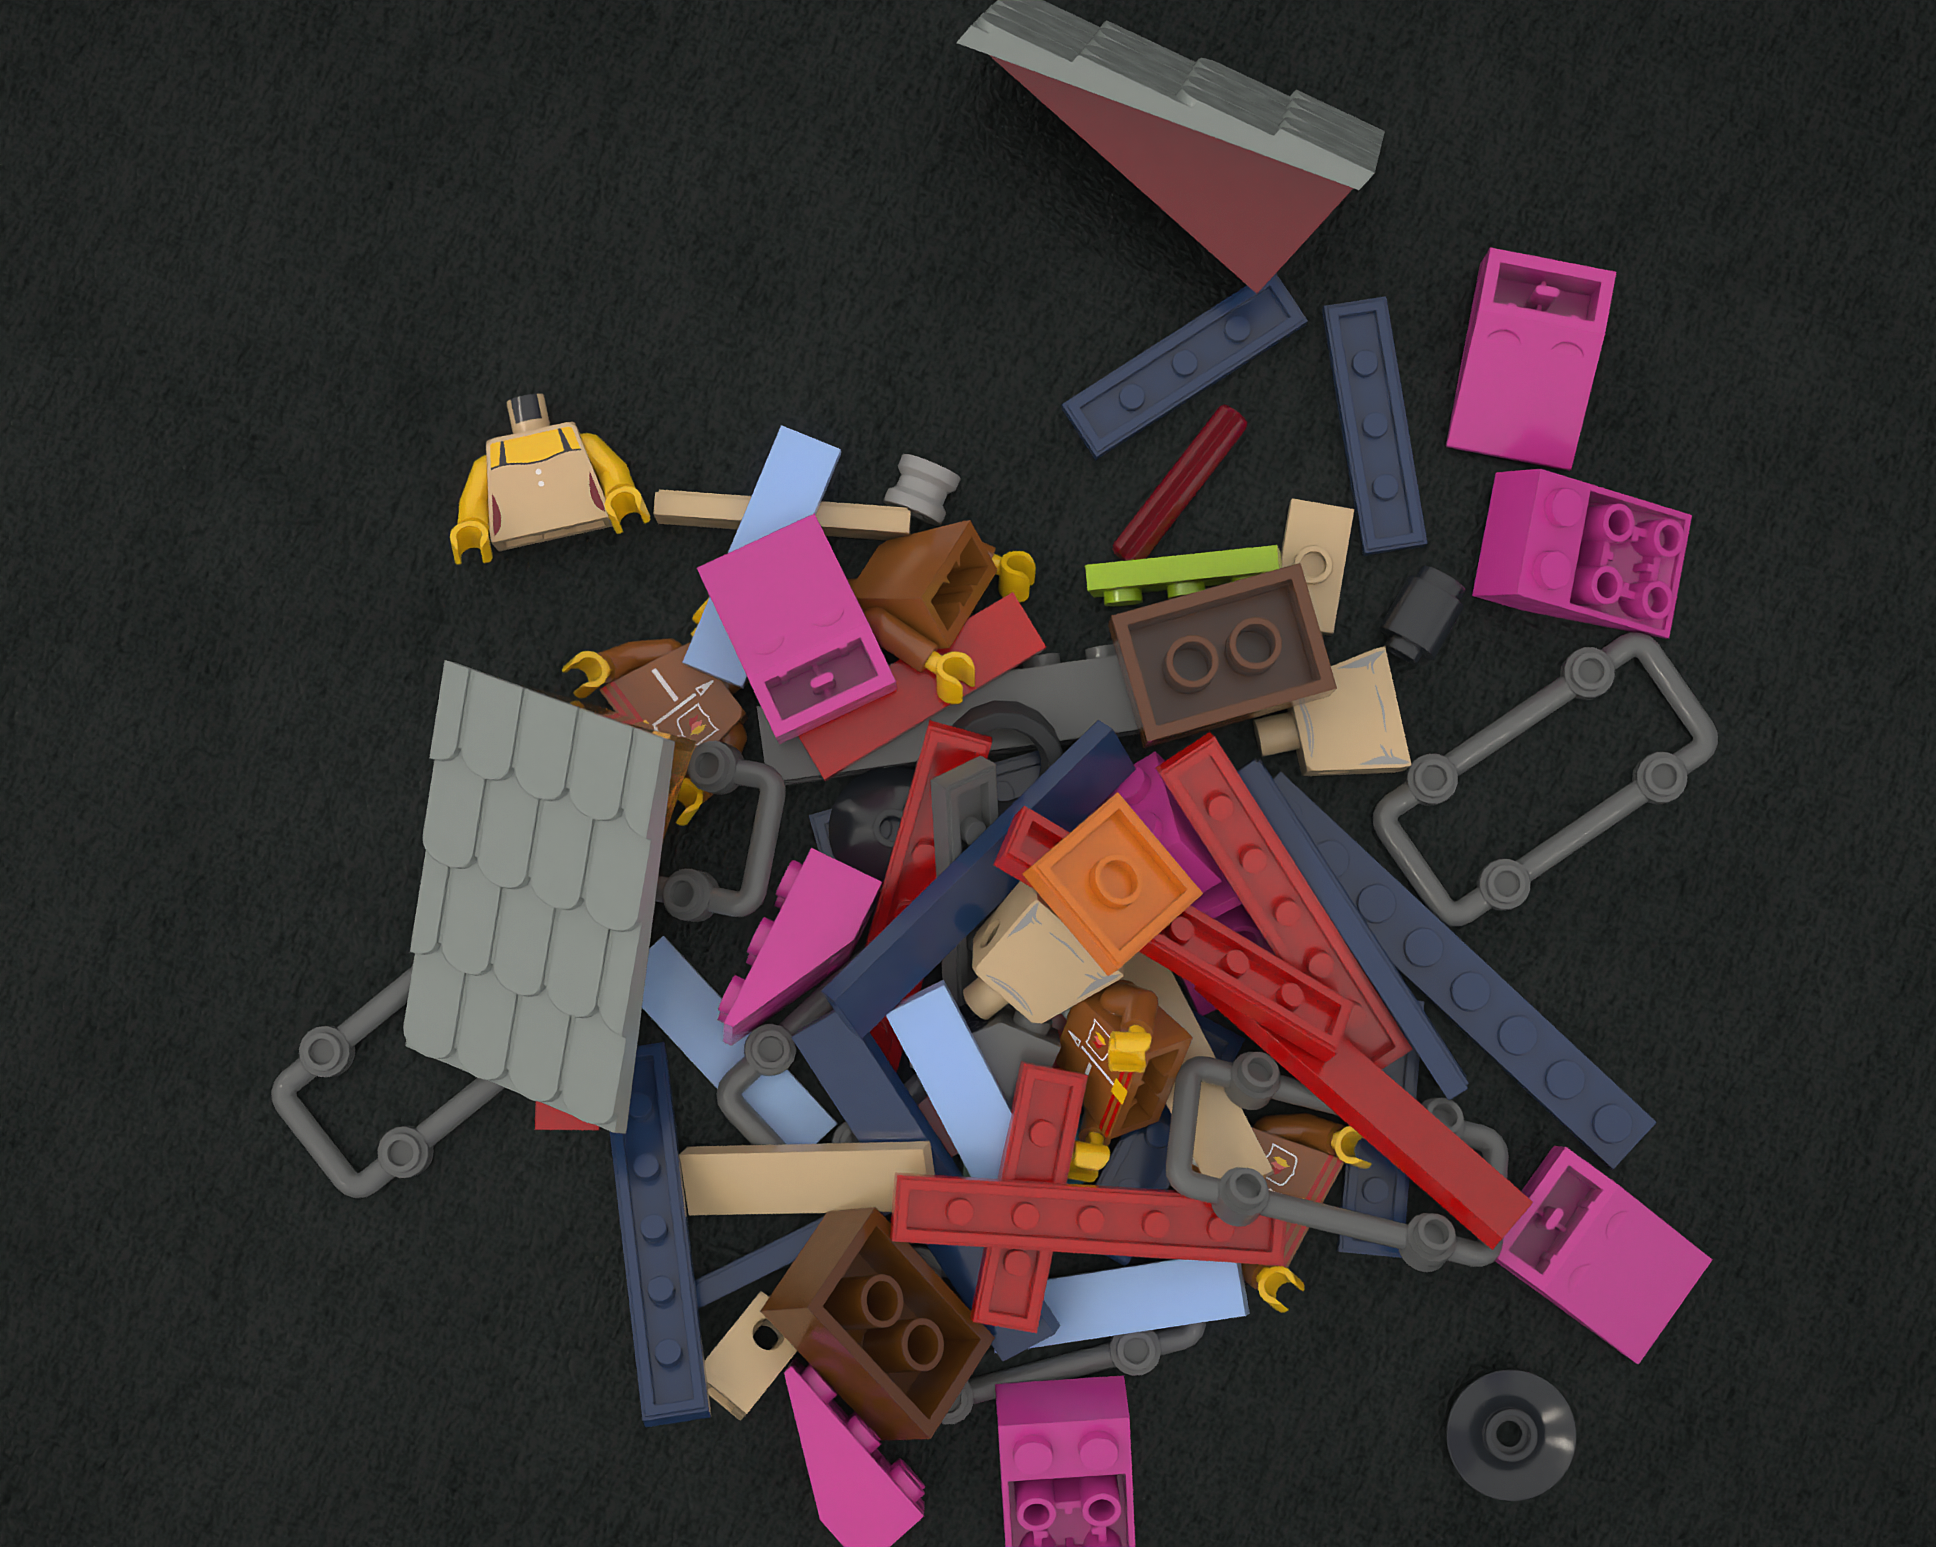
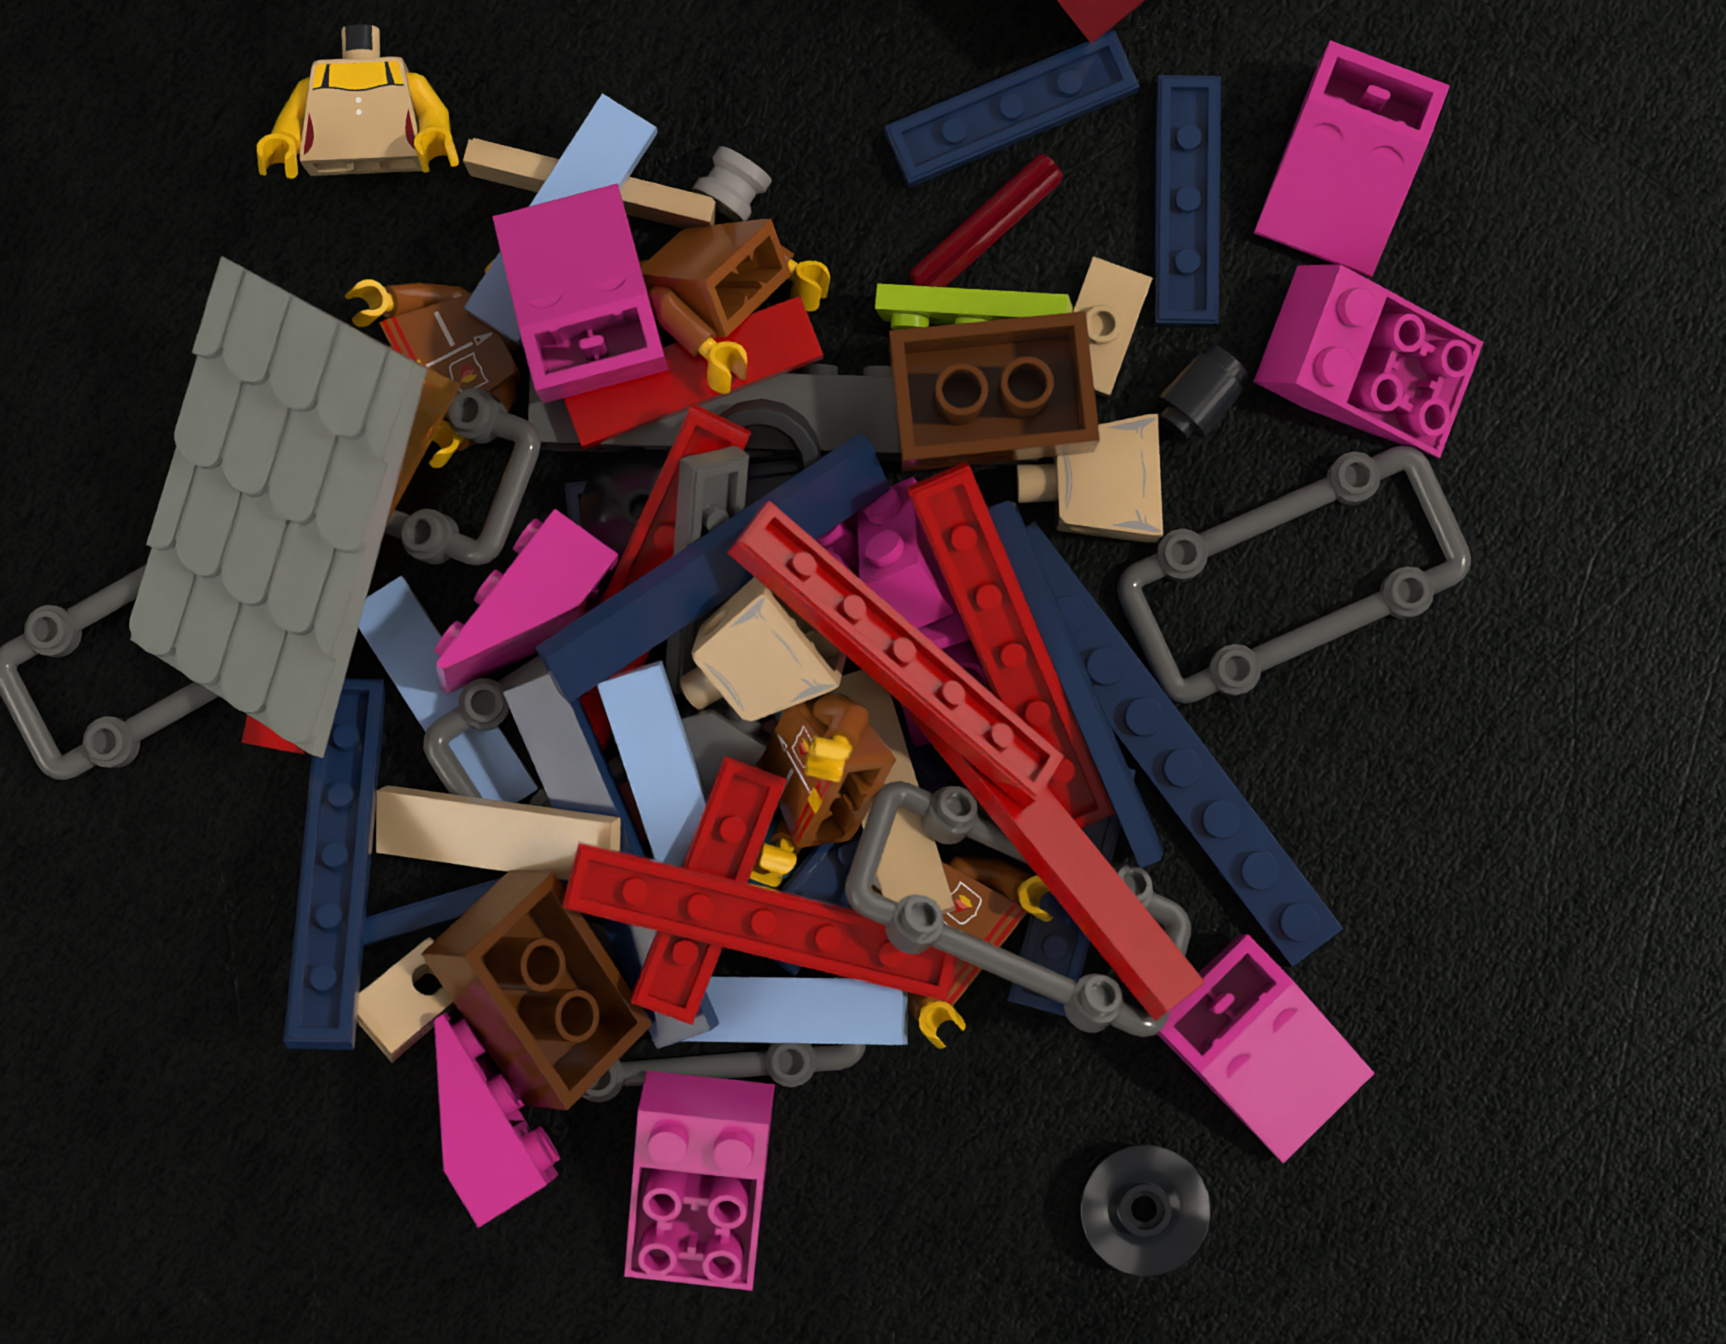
camera: 10 degrees right, 0 degrees up
(1112, 884) = (841, 591): orange tile -> none

